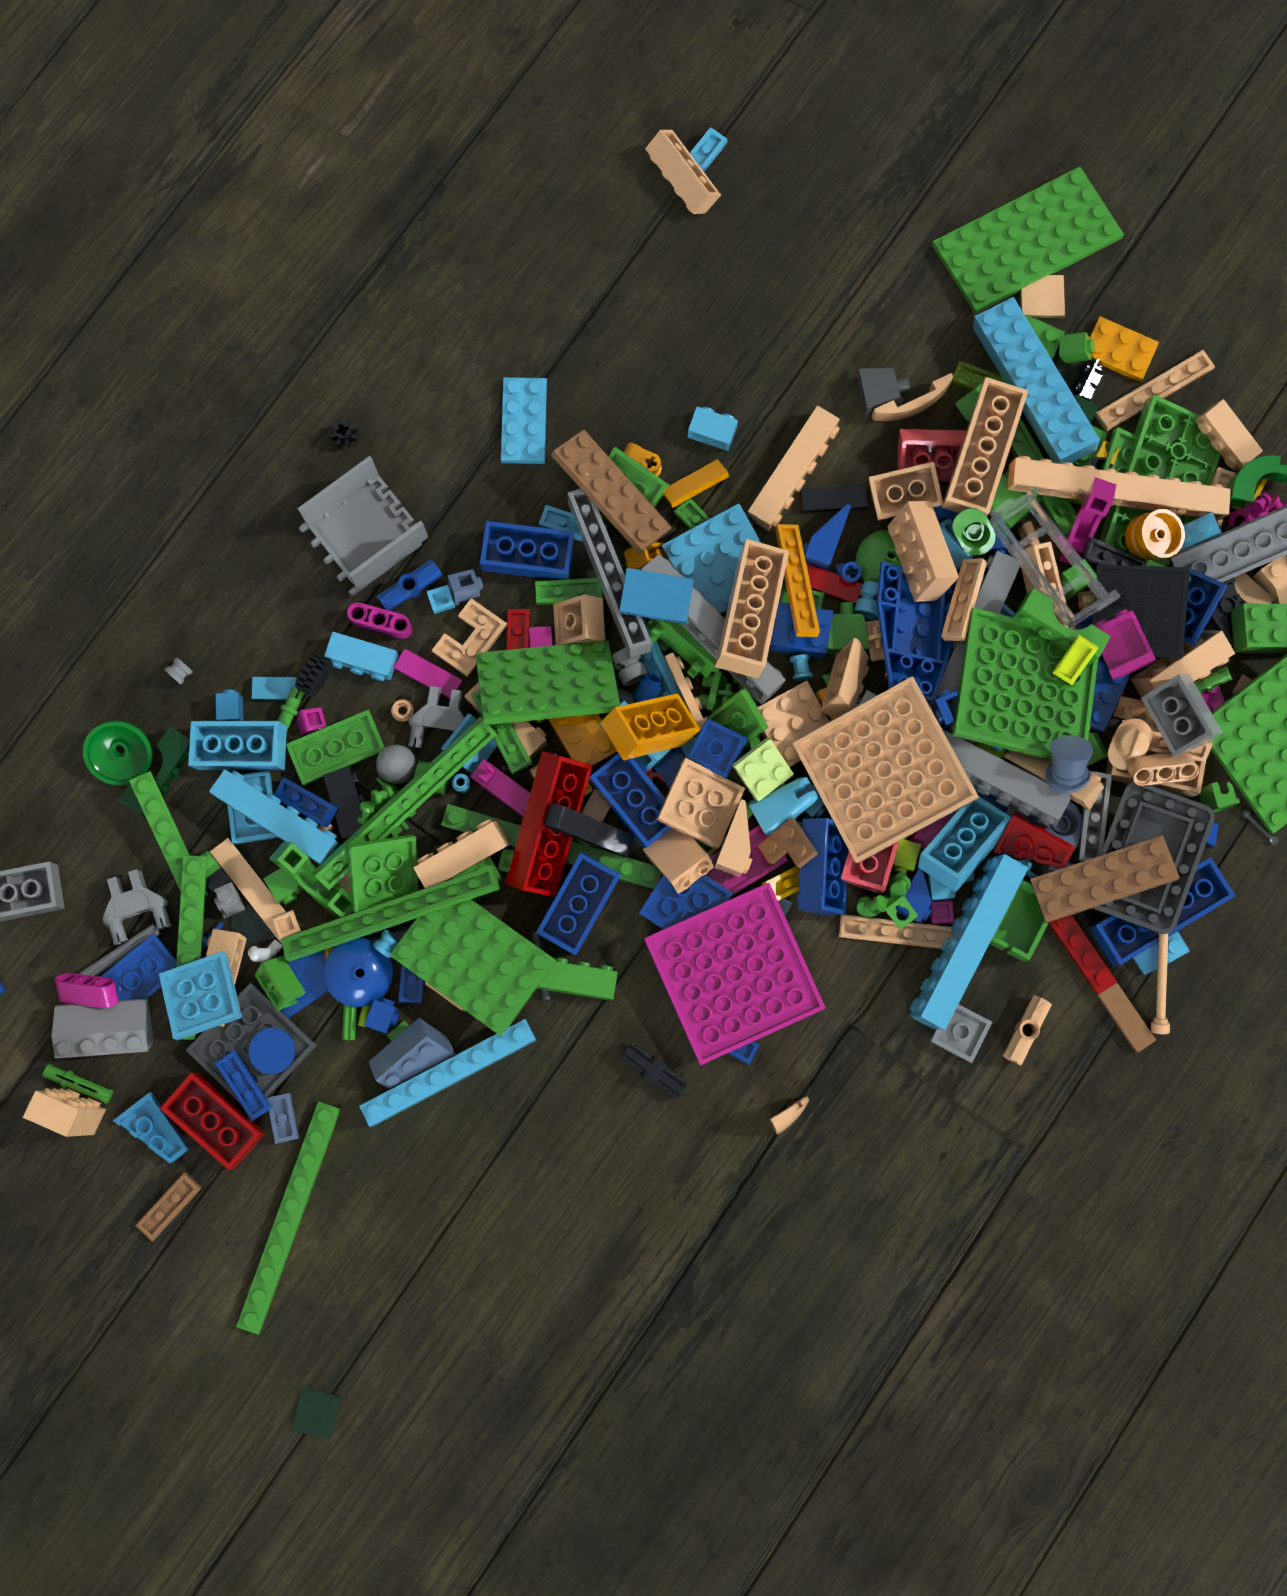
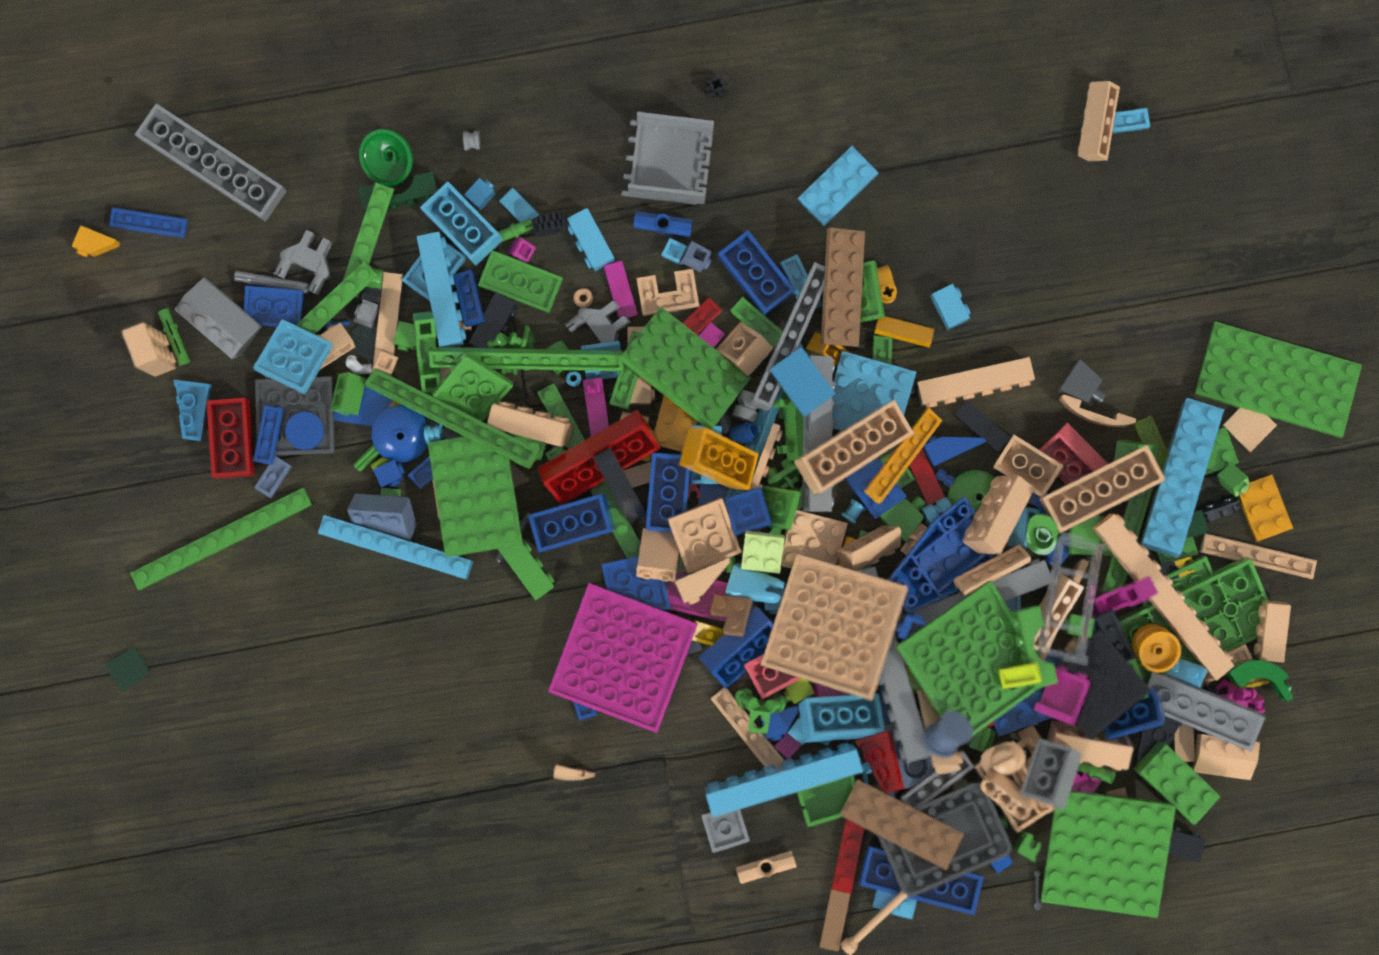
camera: 45 degrees right, 5 degrees up
(86, 990) = (231, 286): dark pink beam -> none
(168, 1206) = (157, 463): medium nougat tile -> none
(372, 613) = (616, 221): dark pink beam -> none
(396, 764) = (545, 328): light grey piece -> none
(654, 1070) = (518, 667): black piece -> none
(855, 566) = (950, 482): blue bush -> none

